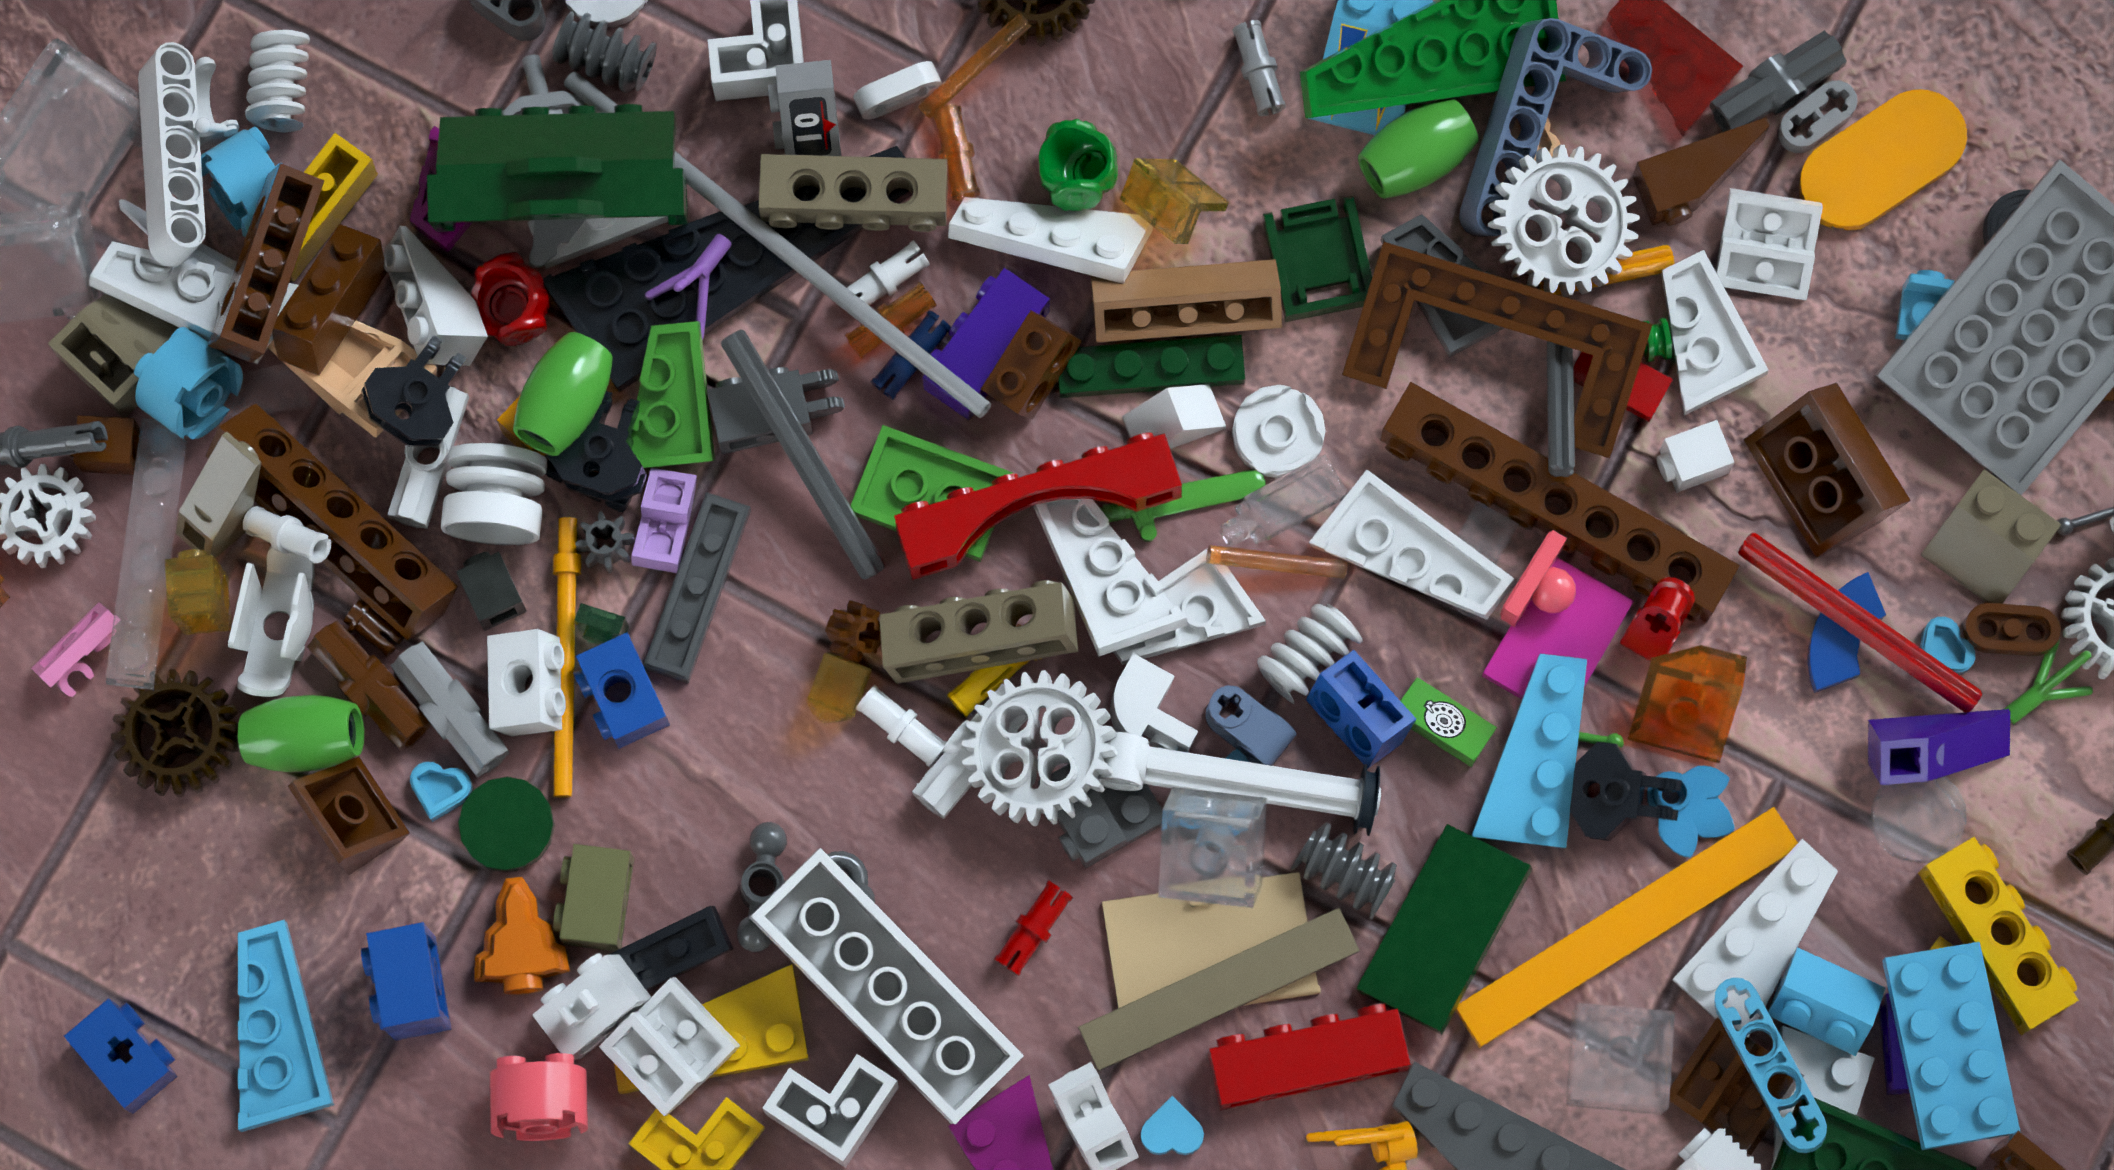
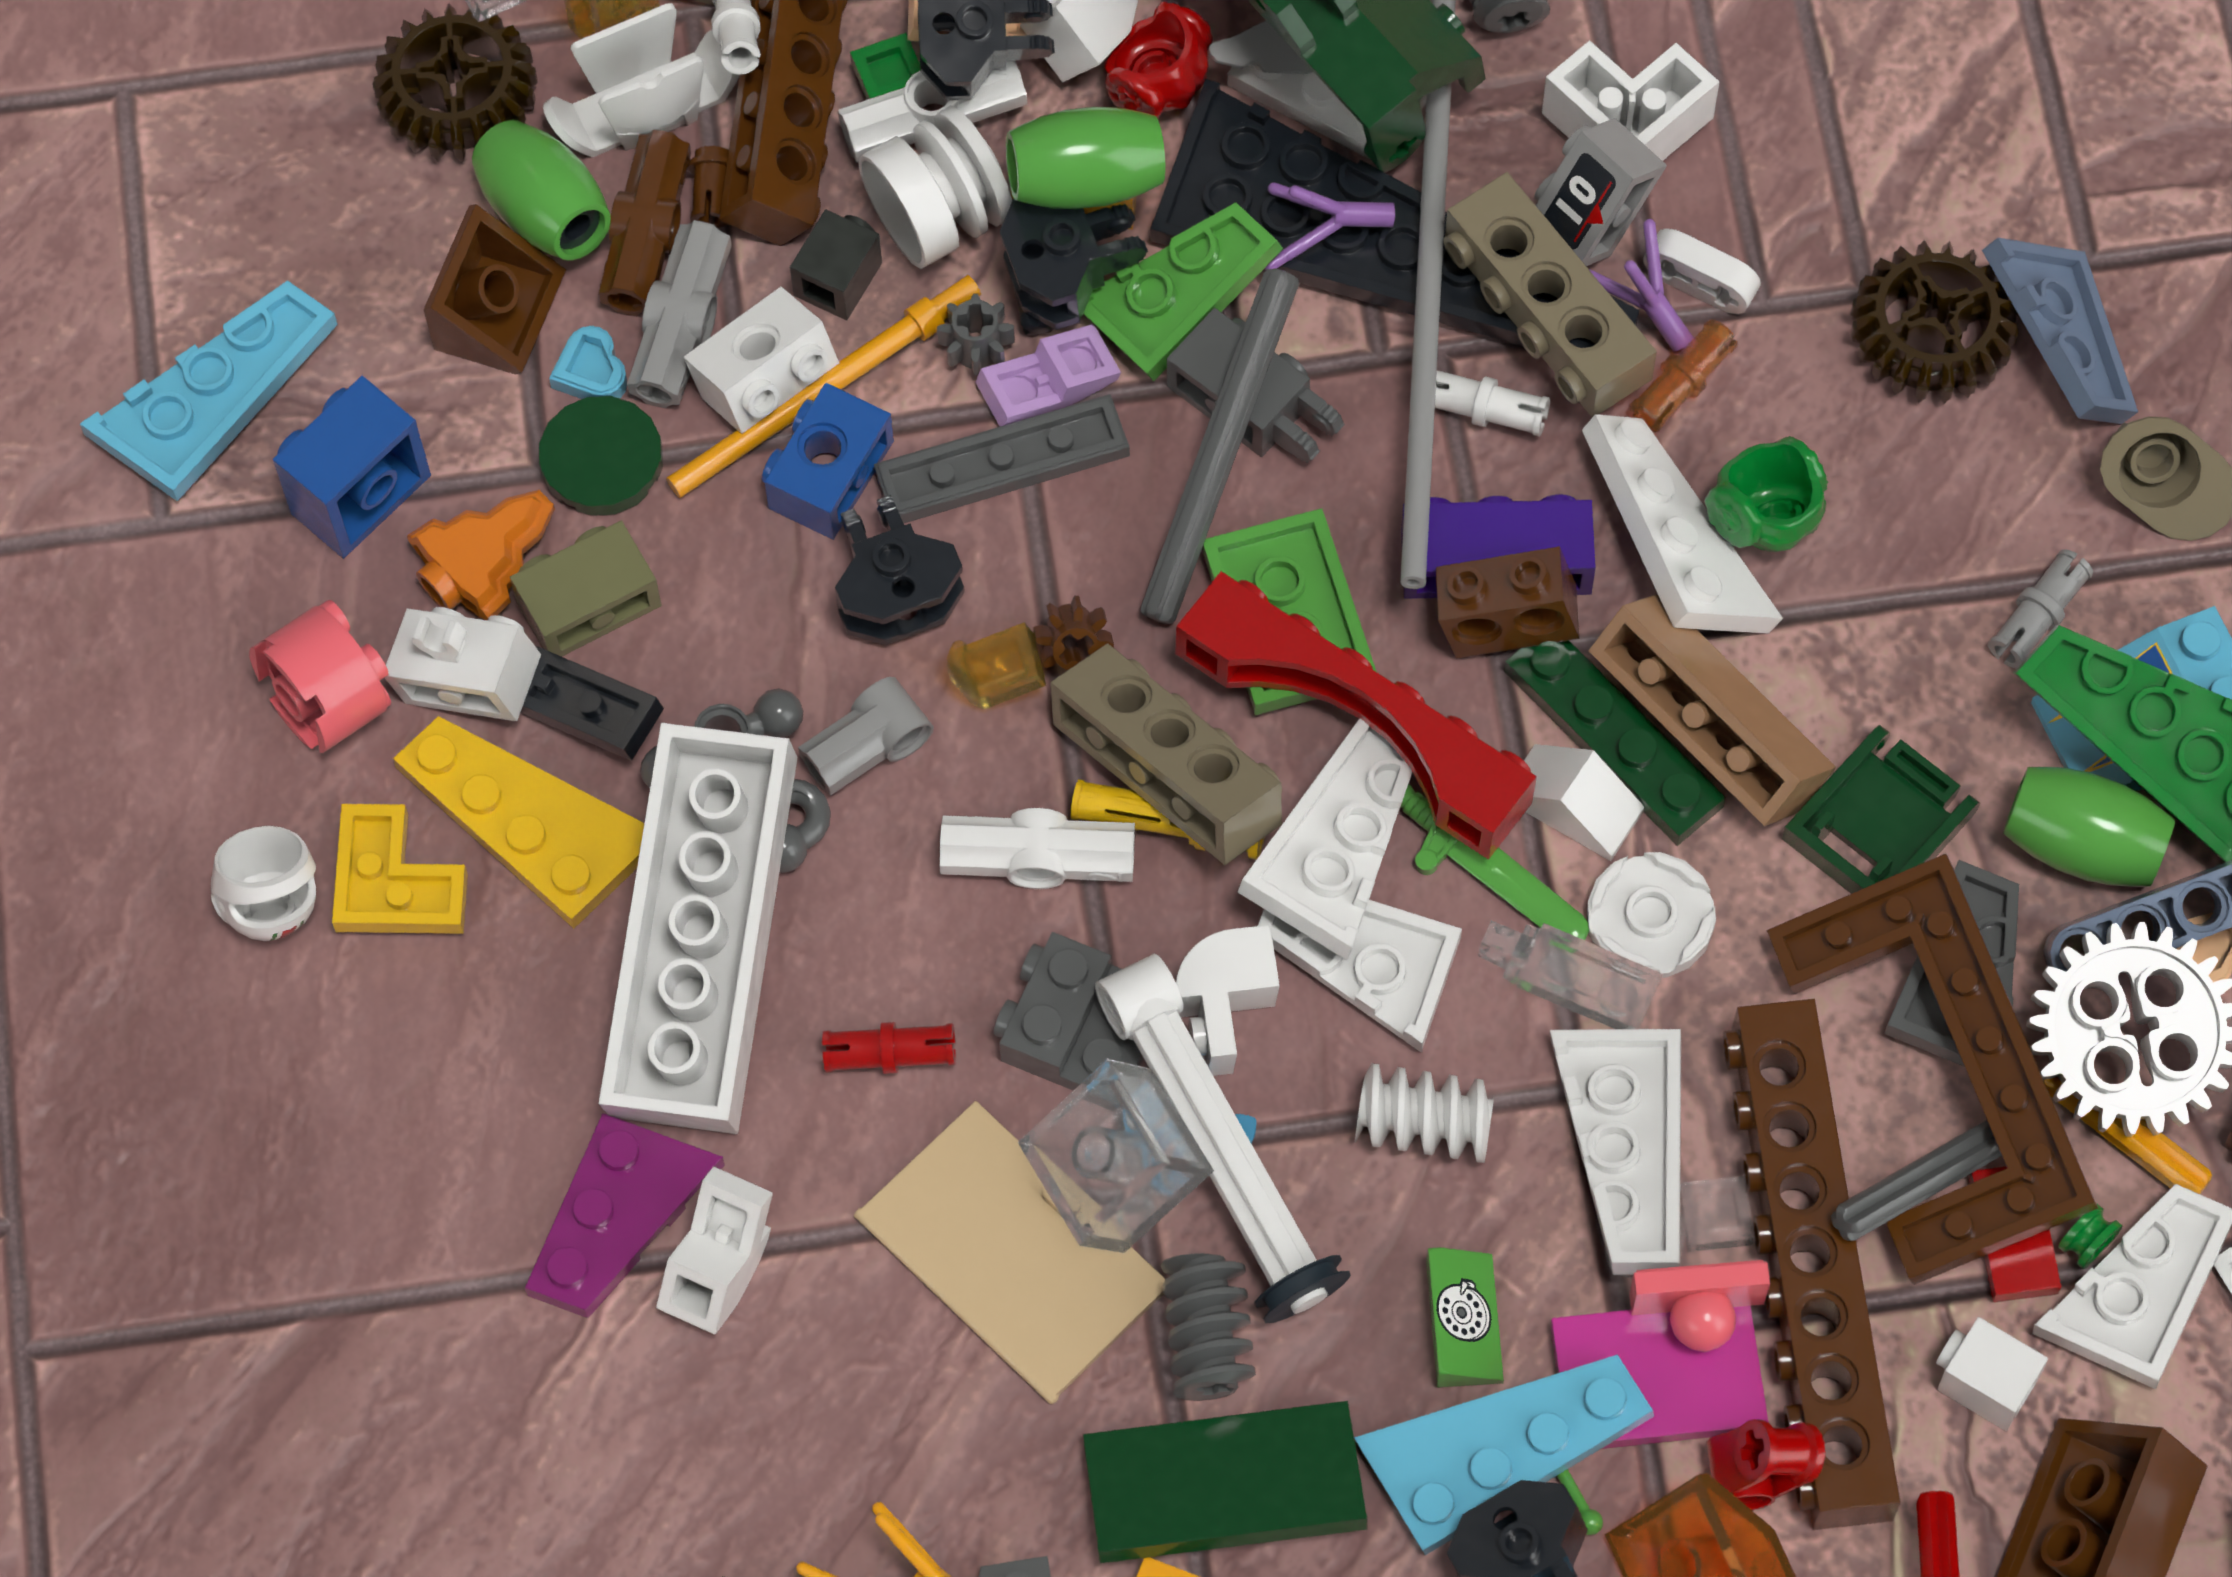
camera: 55 degrees right, 10 degrees down
(97, 1044) = (79, 265): blue brick -> none
(378, 463) = (885, 65): none -> green plate
(599, 624) = (882, 387): clear green plate -> none
(669, 1046) = (475, 767): white slope -> none
(728, 705) = (895, 577): none -> black hinge
(823, 789) = (879, 727): none -> light grey piece
(836, 1120) = (523, 990): white brick -> none
(892, 131) = (1651, 292): none -> medium lavender plant
(898, 313) = (1450, 441): clear orange pin -> none
(901, 368) = (1388, 484): dark blue pin -> none
(901, 726) = (1009, 755): white pin -> none
(975, 65) = (1795, 321): clear orange bar -> none
(1080, 747) = (1082, 896): white gear -> none
(1169, 197) = (1815, 612): clear yellow panel -> none
(1172, 1129) = (774, 1351): medium azure tile -> none
(1218, 989) = (970, 1288): dark tan tile -> none
(1252, 729) = (1290, 1116): sand blue piece -> none
(1276, 561) = (1498, 1009): clear orange bar -> none
(1308, 1058) = (962, 1436): red brick -> none
(1360, 709) = (1400, 1209): blue brick -> none

